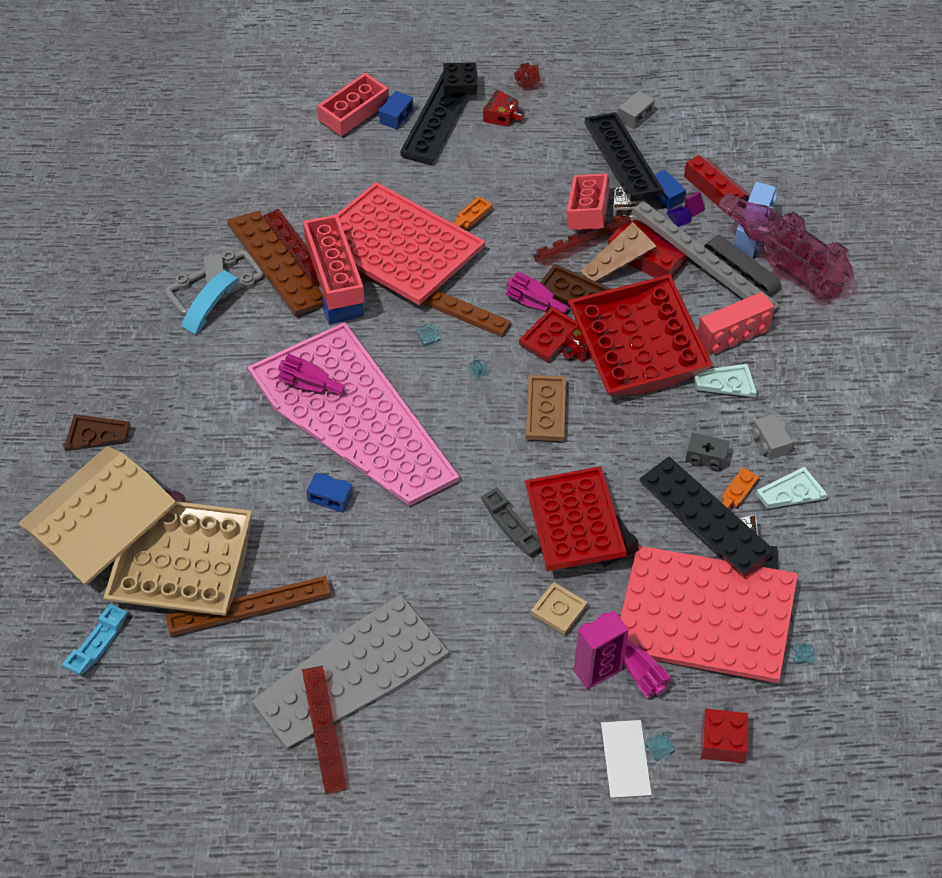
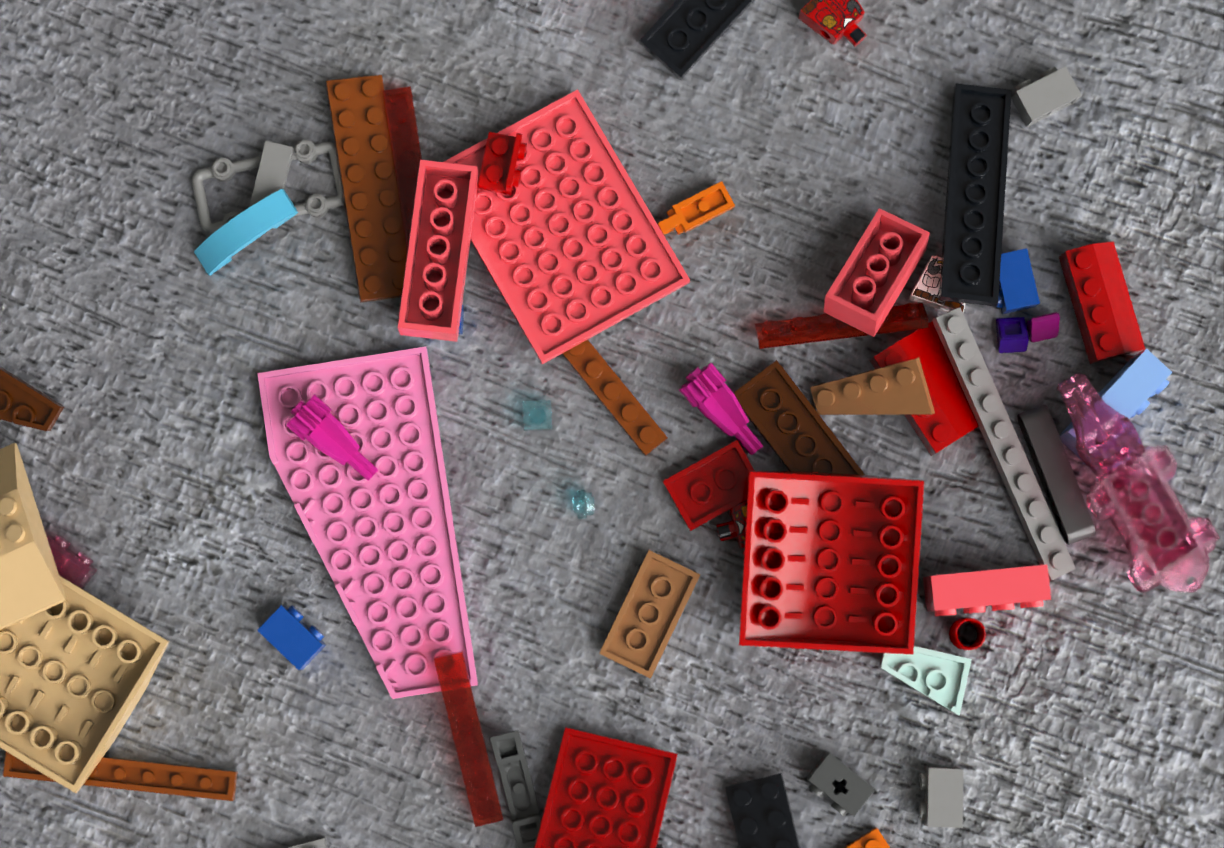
camera: 25 degrees right, 30 degrees up
(351, 219) = (500, 163): none -> red bracket
(468, 504) = (468, 738): none -> clear red plate
(737, 351) = (981, 634): none -> red piece

